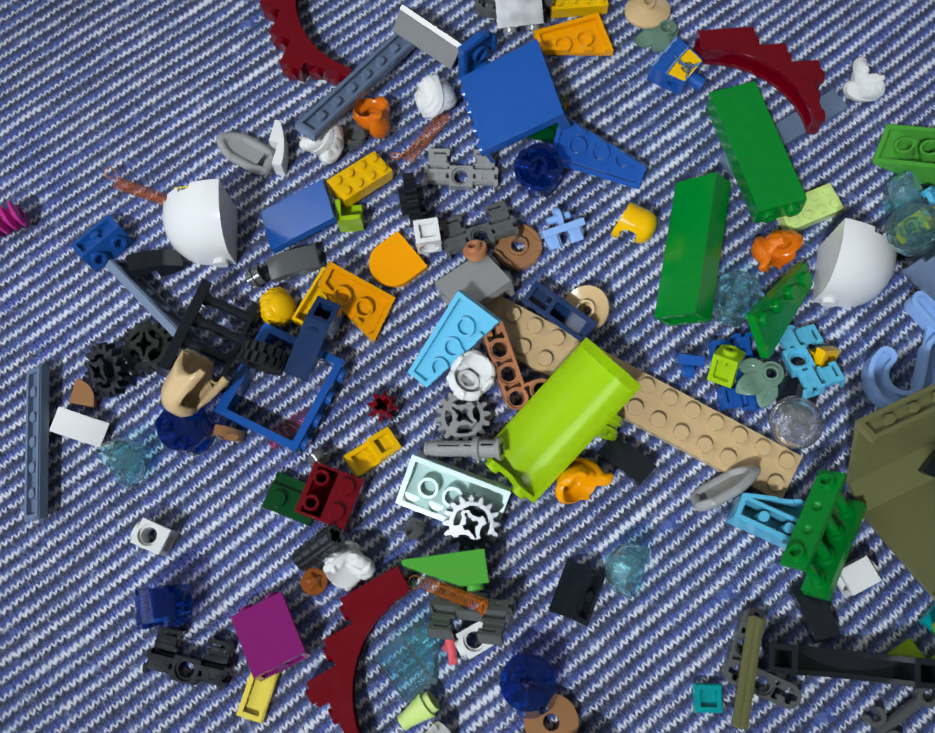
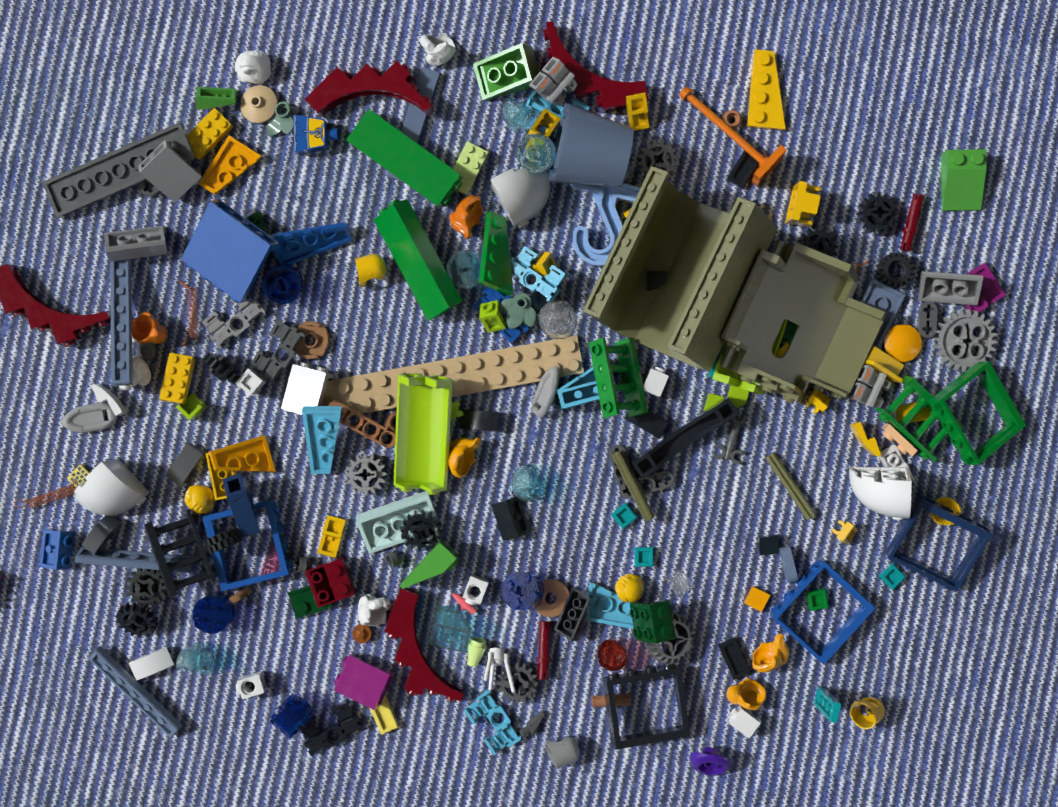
camera: 40 degrees left, 15 degrees up
(83, 395) = (134, 644): medium nougat tile -> none
(190, 384) = (197, 590): tan hair -> none
(255, 276) = (169, 491): dark grey plate -> none
(299, 216) = (162, 434): tile -> none
(318, 547) = (348, 615): black axle -> none
(379, 412) = (311, 509): dark red gear -> none
(395, 262) = (245, 412): light orange tile -> none
(434, 96) = (175, 284): white hair -> none
(471, 375) = (348, 445): white hair -> none
(475, 250) = (288, 369): nougat plate -> none
(476, 51) = (176, 233): blue tile -> none
(477, 448) = (388, 488): light grey pin -> none
(479, 607) = (462, 573): orange piece -> none
(493, 620) = (470, 571): dark grey piece -> none
(559, 311) = (369, 364): dark blue slope -> none
(573, 229) = (324, 316): light blue hips -> none
(590, 297) = (378, 354): tan dish -> none
(688, 363) = (469, 330): blue tile -> none

